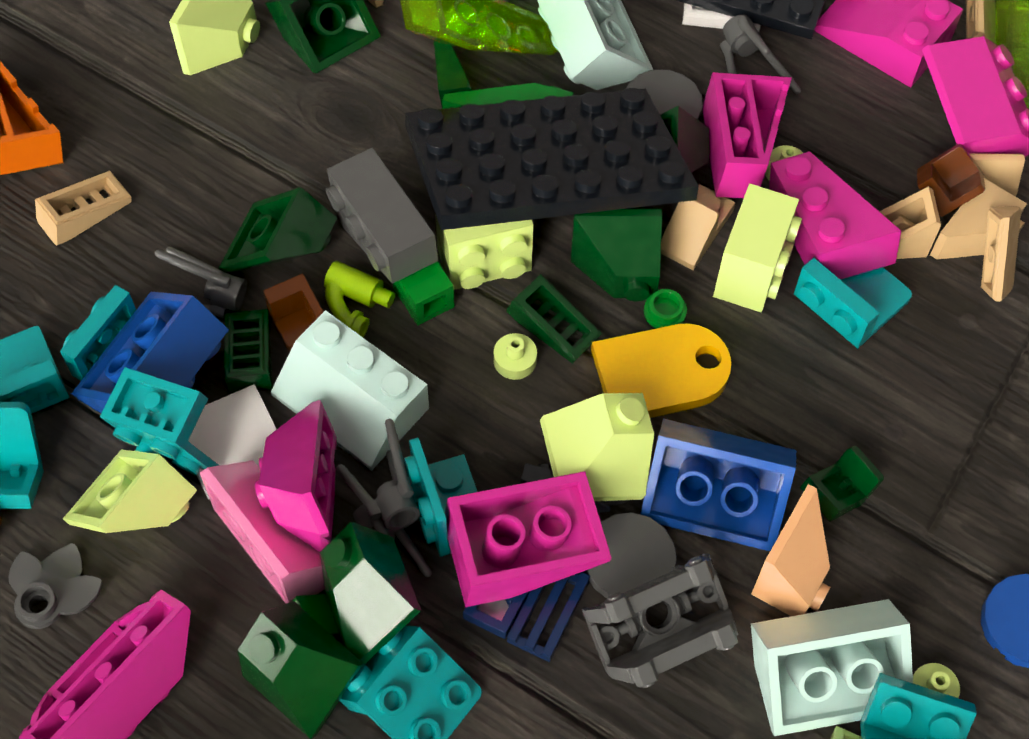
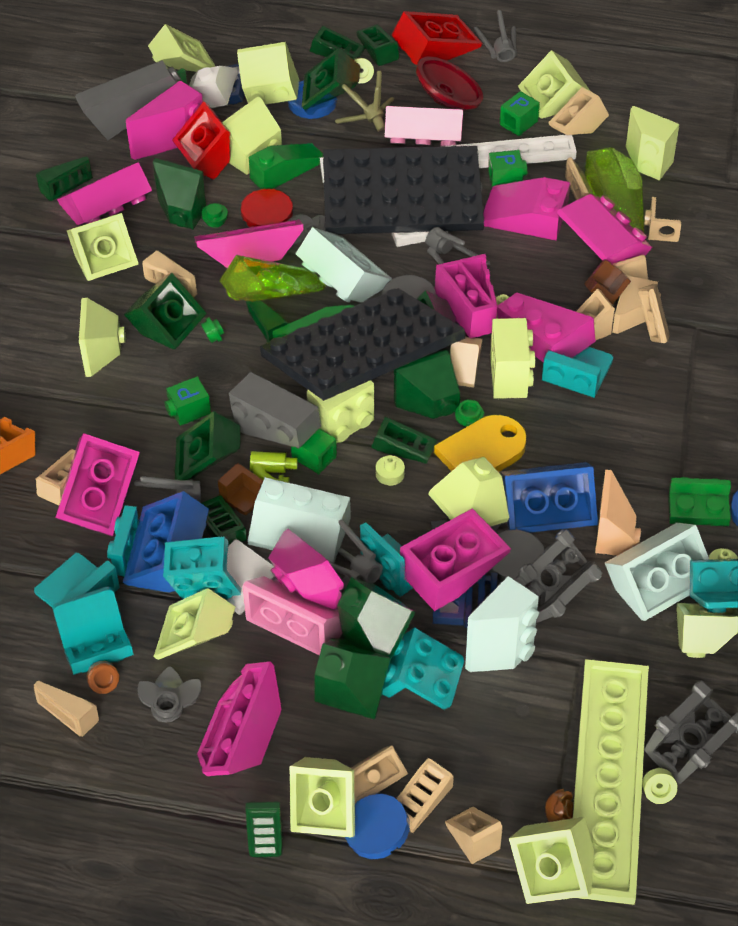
camera: 20 degrees left, 10 degrees down
(104, 236) = (97, 484): none -> dark pink slope
(288, 156) = (187, 401): none -> green brick
(372, 63) = (212, 330): none -> green plate
(540, 682) = (502, 628): none -> light aqua slope
(845, 483) = (625, 467): dark green bracket -> none
(940, 574) = (699, 501): none -> green bracket

